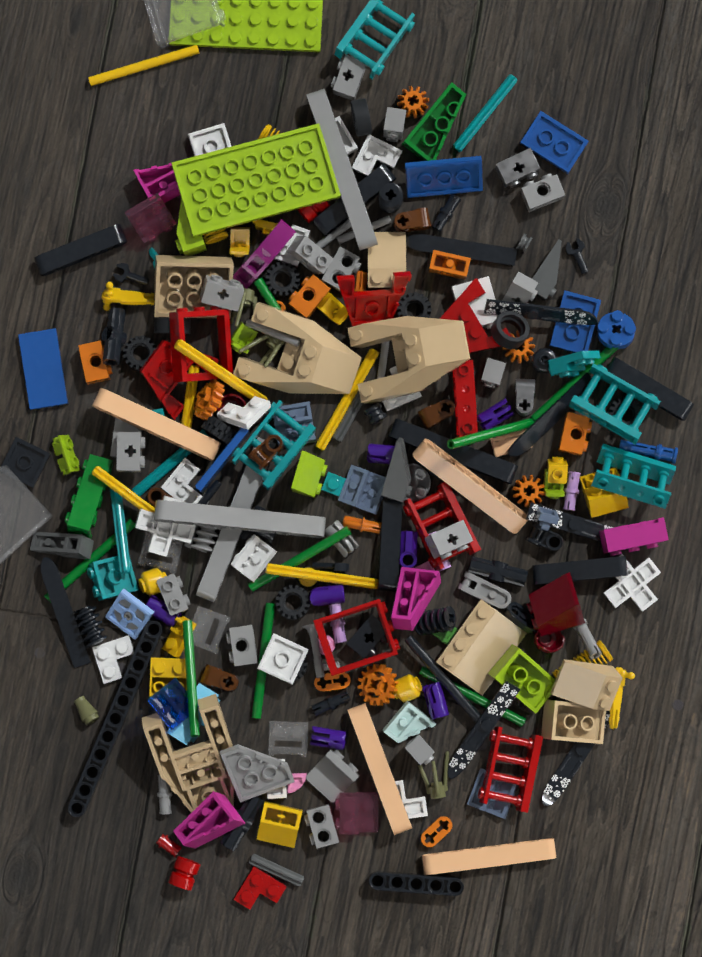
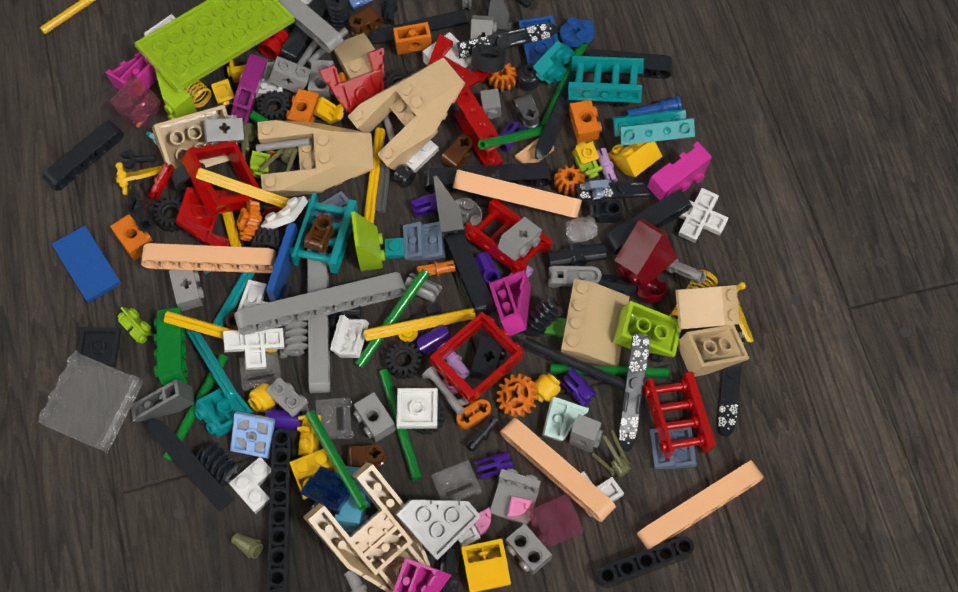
camera: 25 degrees left, 20 degrees down
(124, 461) = (193, 299): light grey brick -> none
(143, 316) = (161, 181): none -> red pin
(331, 785) = (518, 507): none -> bright pink tile
(441, 834) = (635, 504): orange beam -> none
(513, 549) = (581, 229): none -> clear gear

